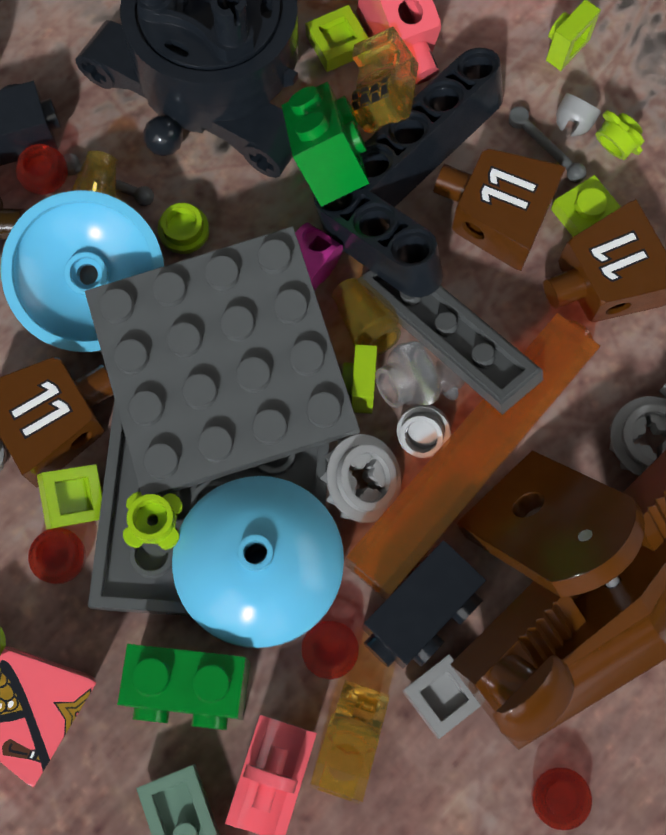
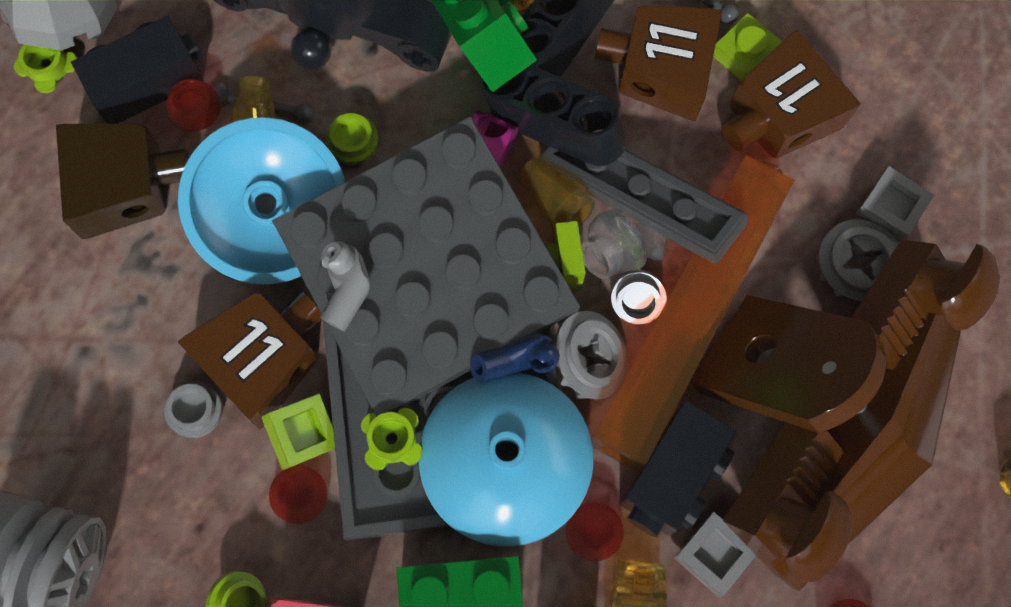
camera: 15 degrees left, 0 degrees up
(141, 361) = (349, 282): none -> light grey arm
(301, 464) = (529, 352): none -> dark blue arm

